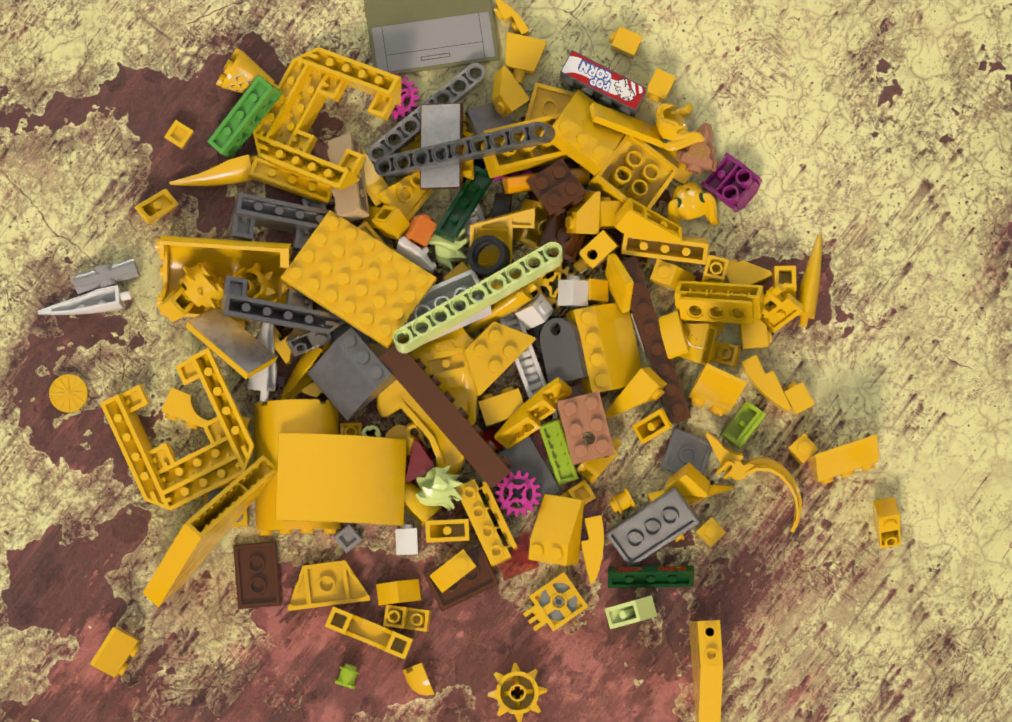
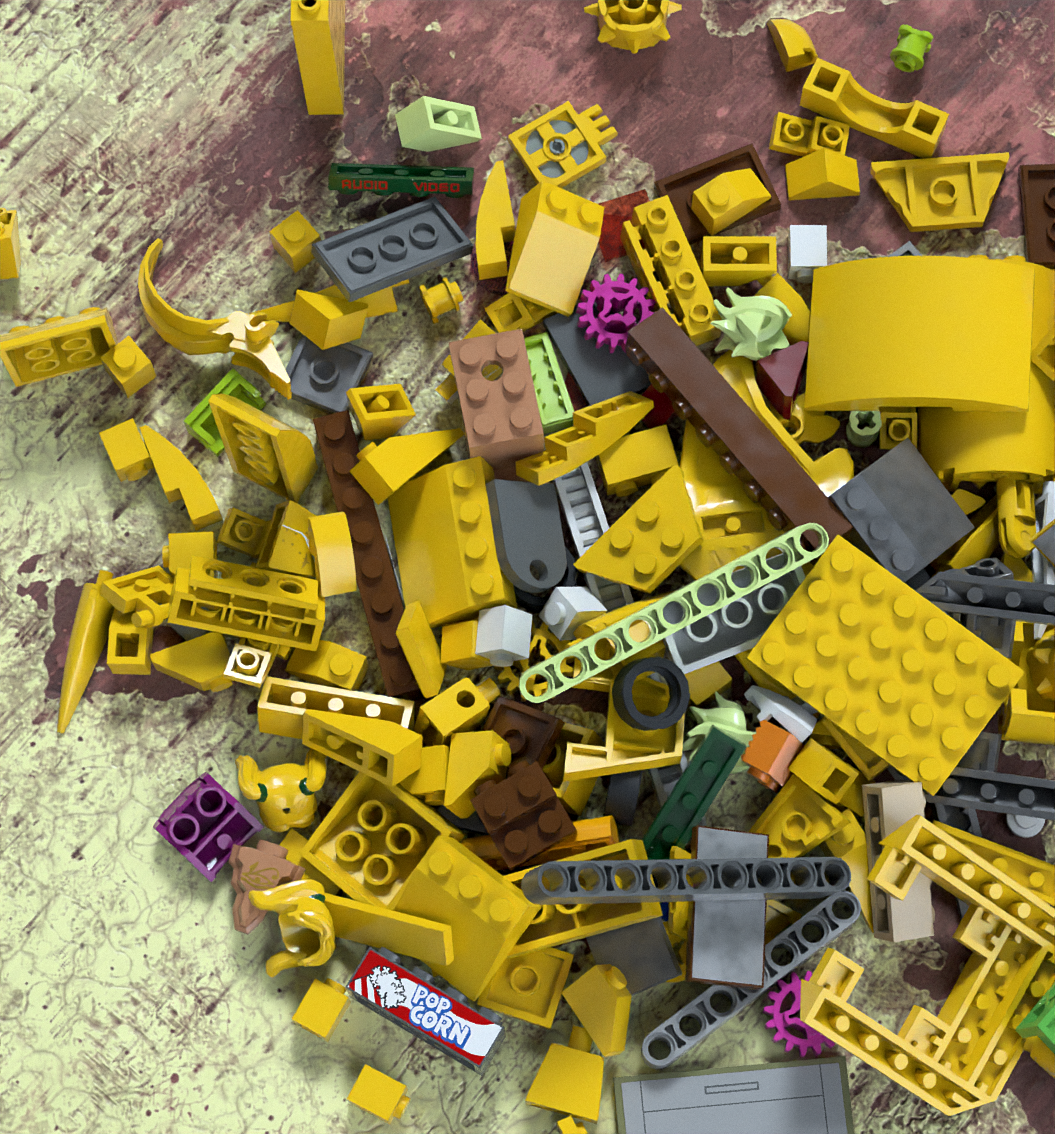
camera: 175 degrees left, 10 degrees down
(283, 378) = (1015, 516): none -> yellow arm

